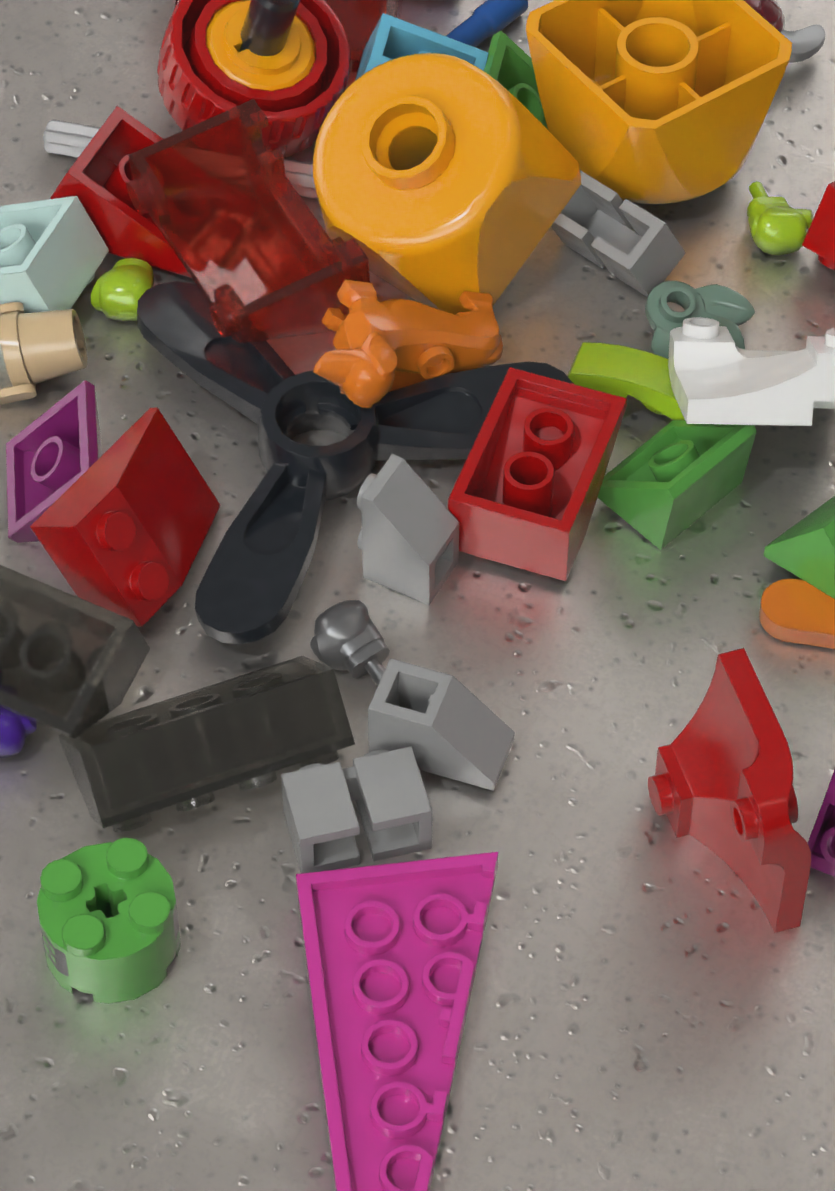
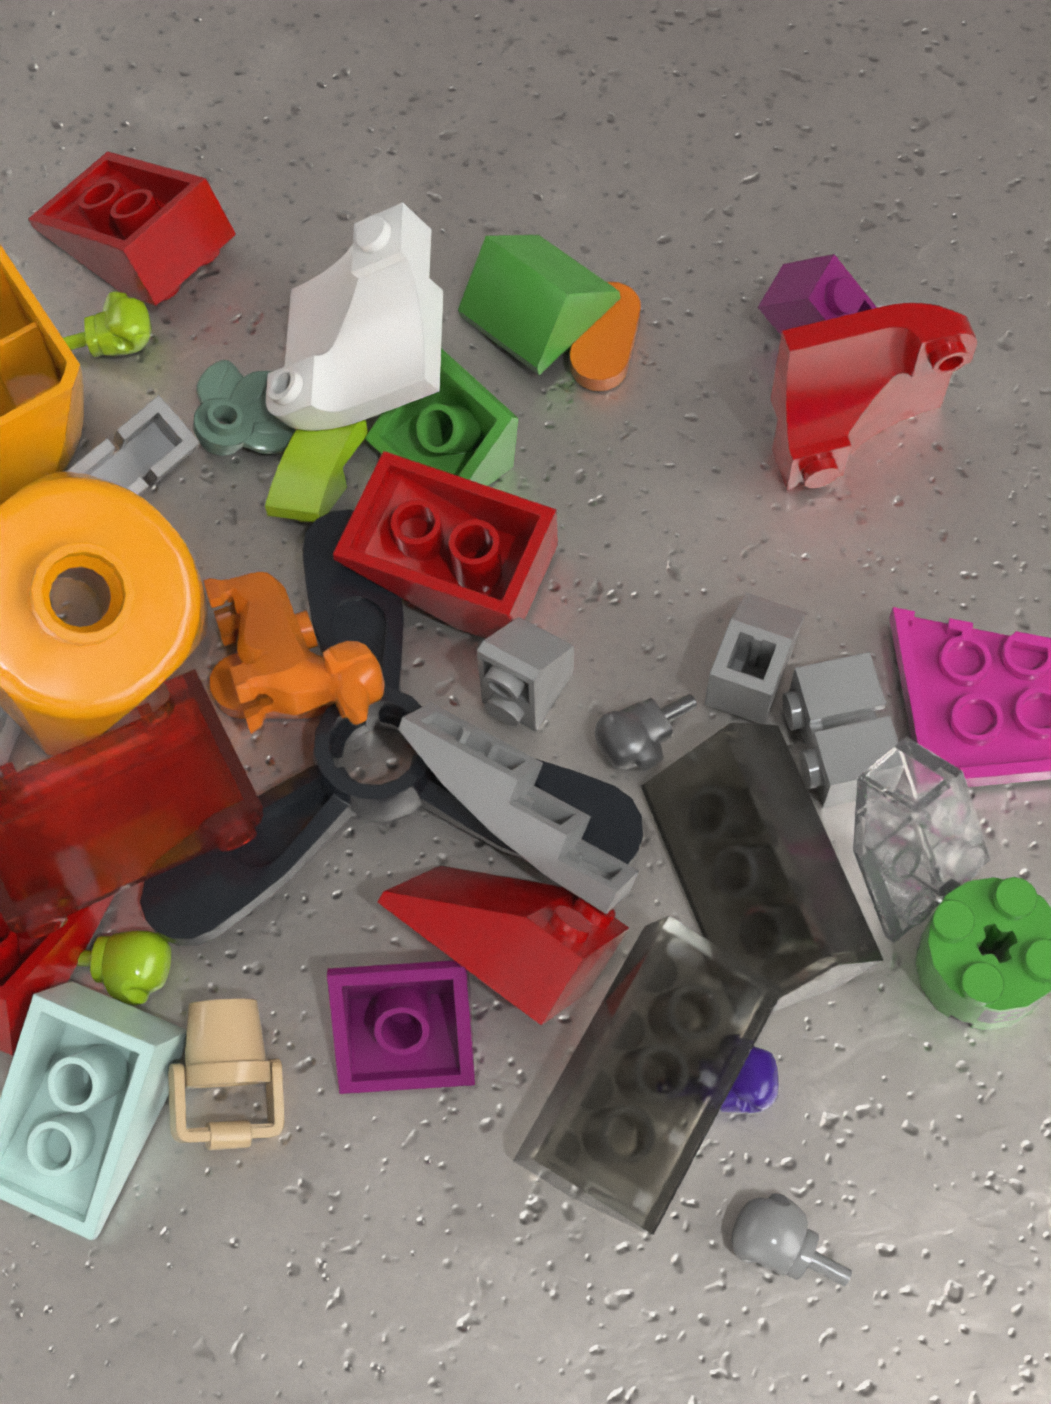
camera: 85 degrees left, 15 degrees up
(220, 827) = (914, 835): none -> clear slope
(246, 513) = (500, 792): none -> light grey slope

